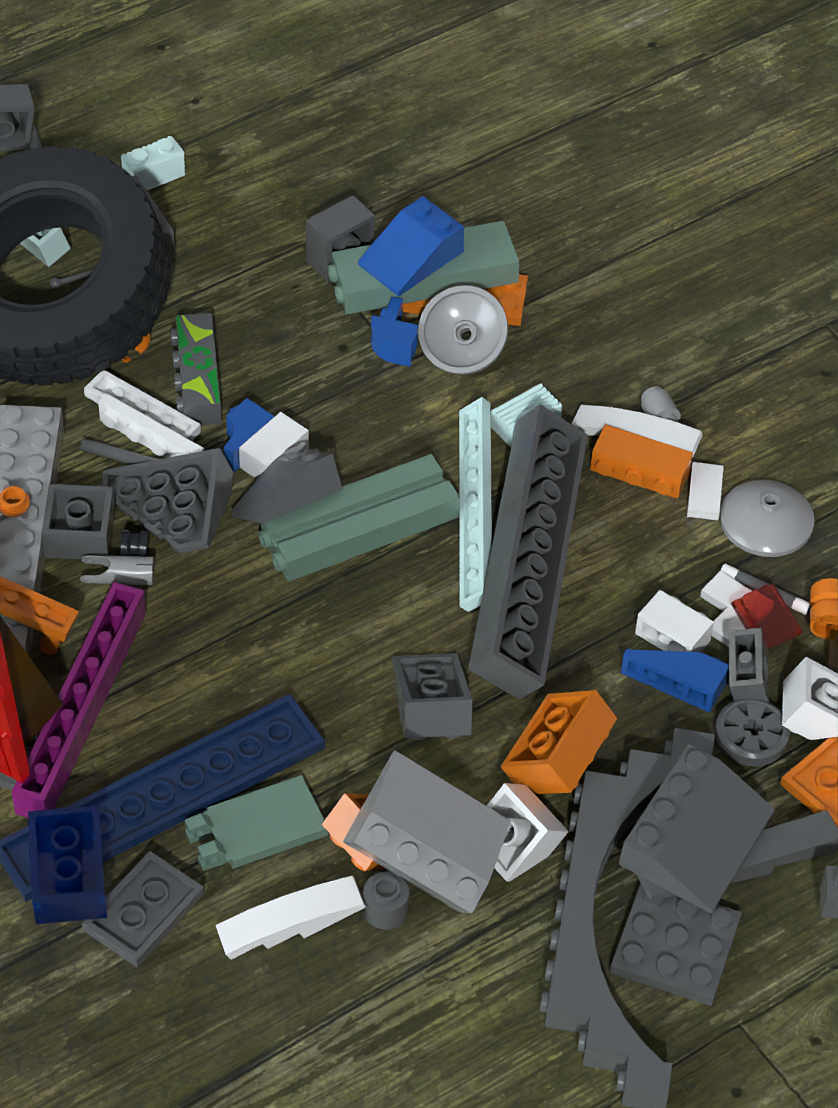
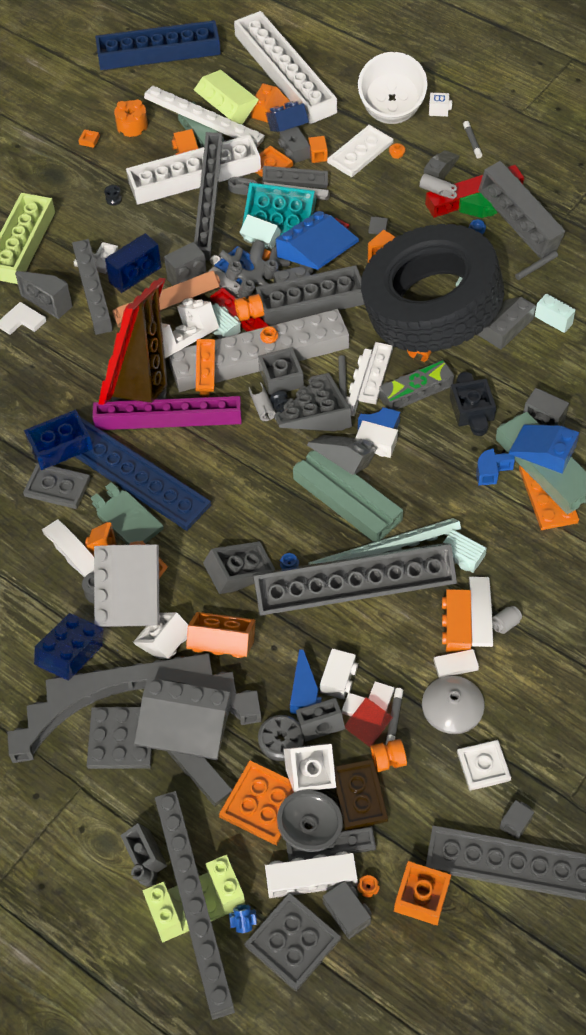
camera: 75 degrees right, 5 degrees up
(274, 298) = (472, 403): none -> black brick
(303, 859) = (100, 536): none -> orange slope
(449, 623) = (289, 557): none -> blue plate
(450, 316) = (508, 496): light grey dish -> none
(498, 957) = (68, 646): none -> clear blue brick

